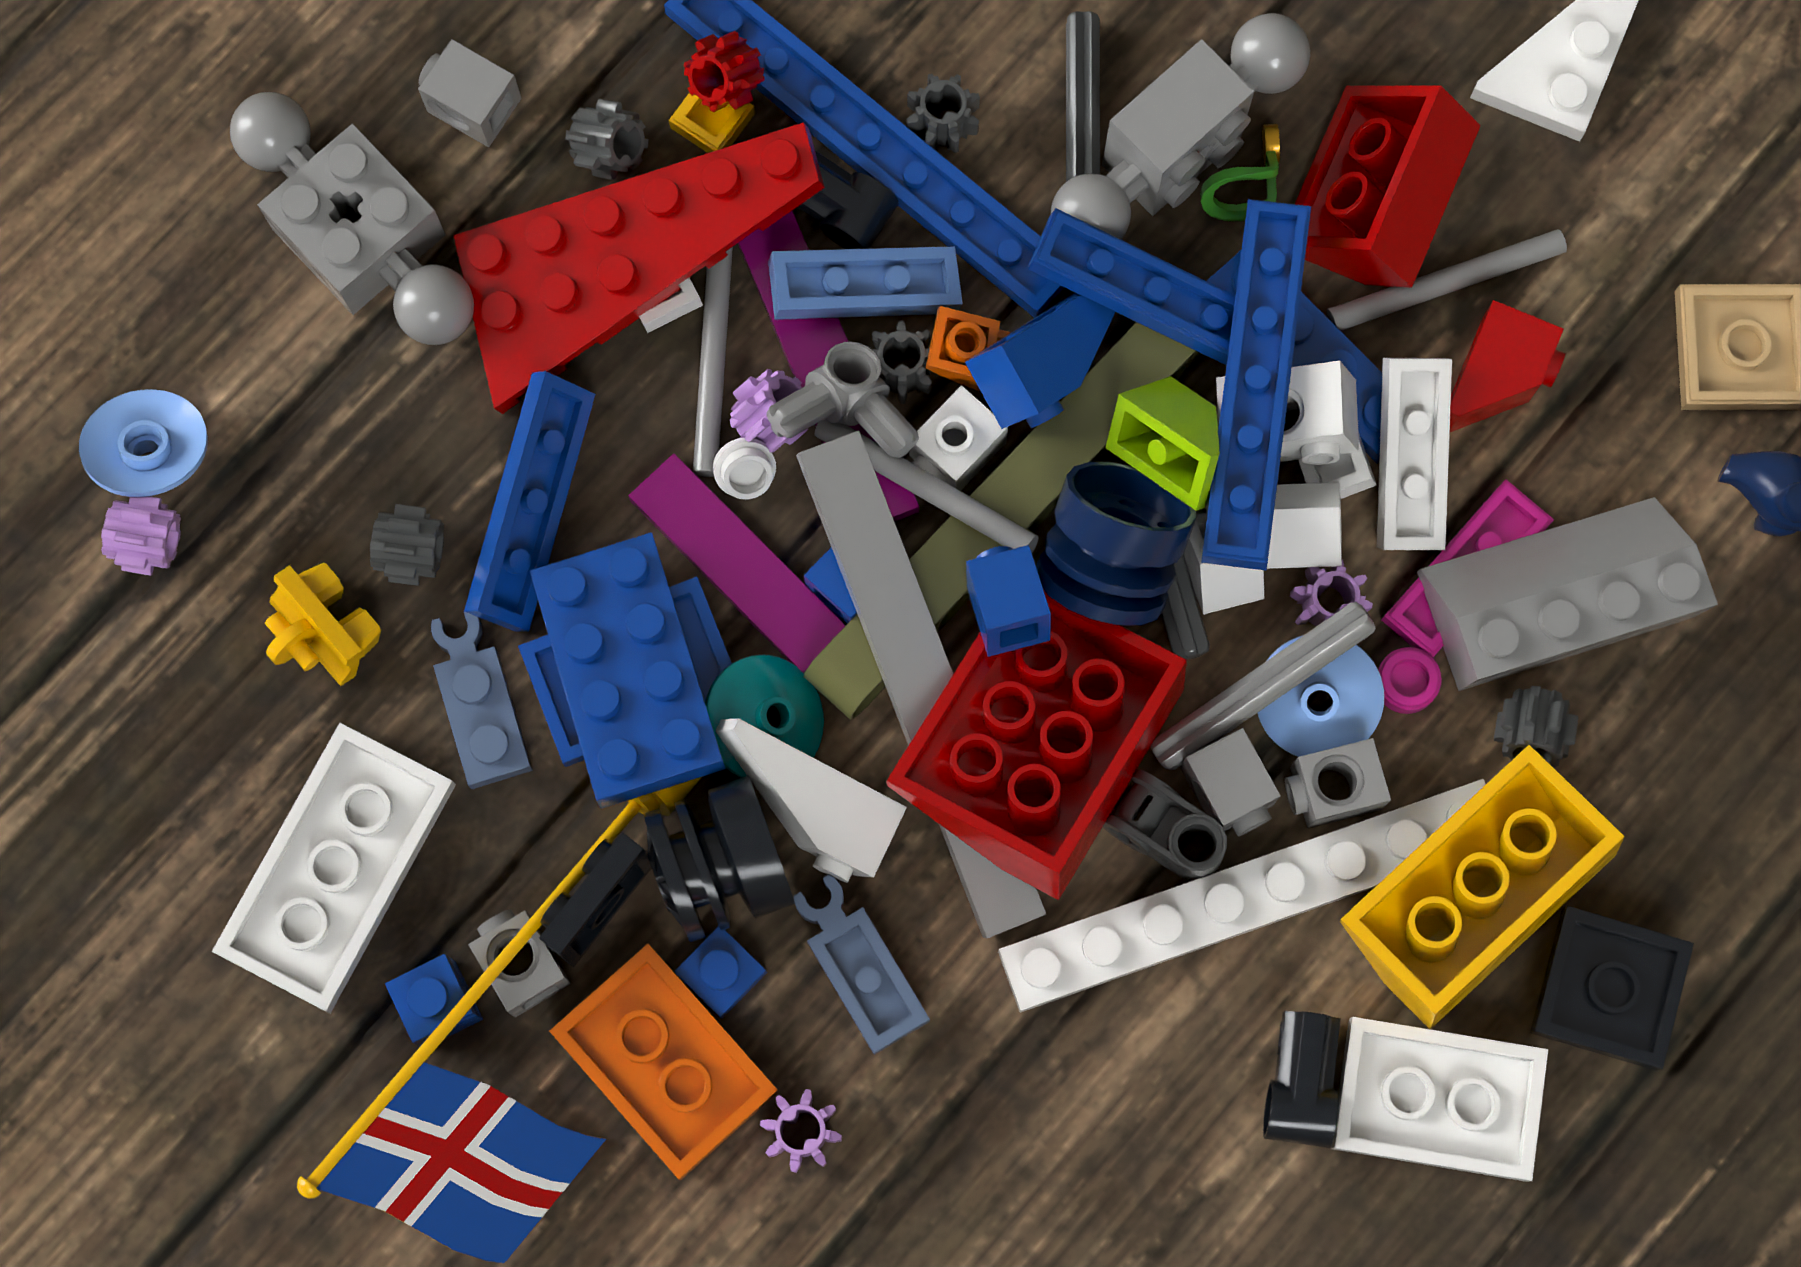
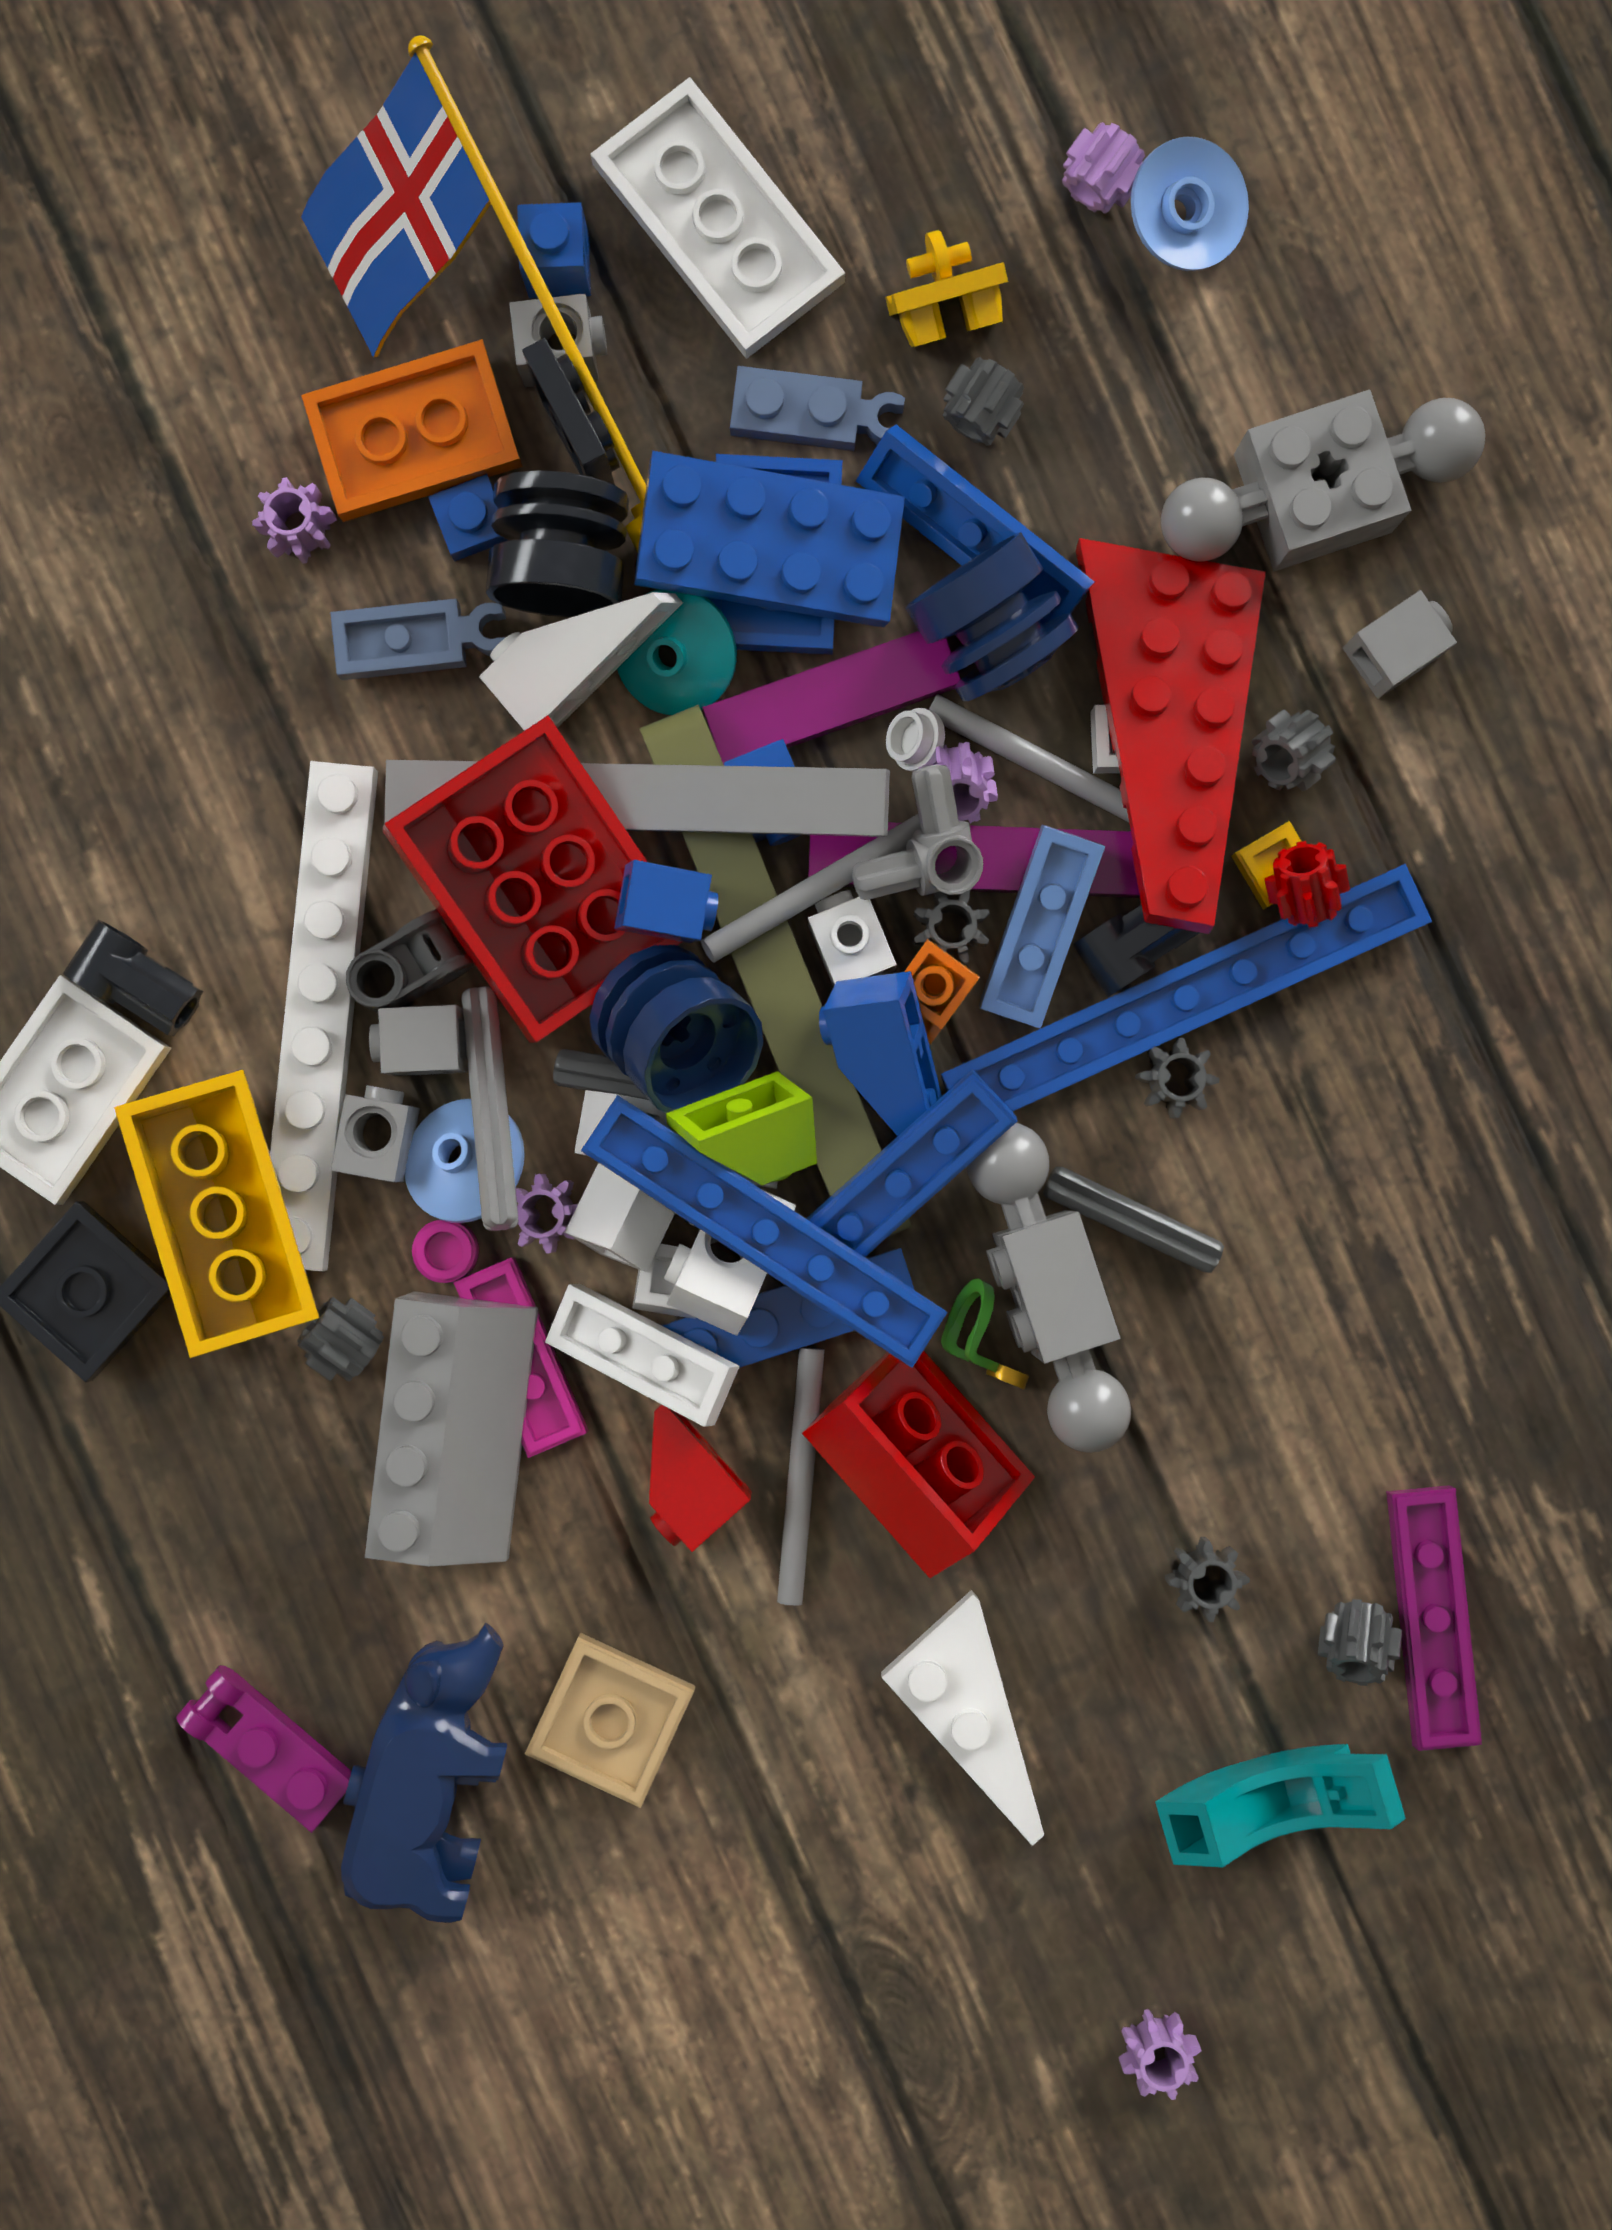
camera: 120 degrees right, 10 degrees up
(611, 437) = (992, 618): none -> dark blue wheel

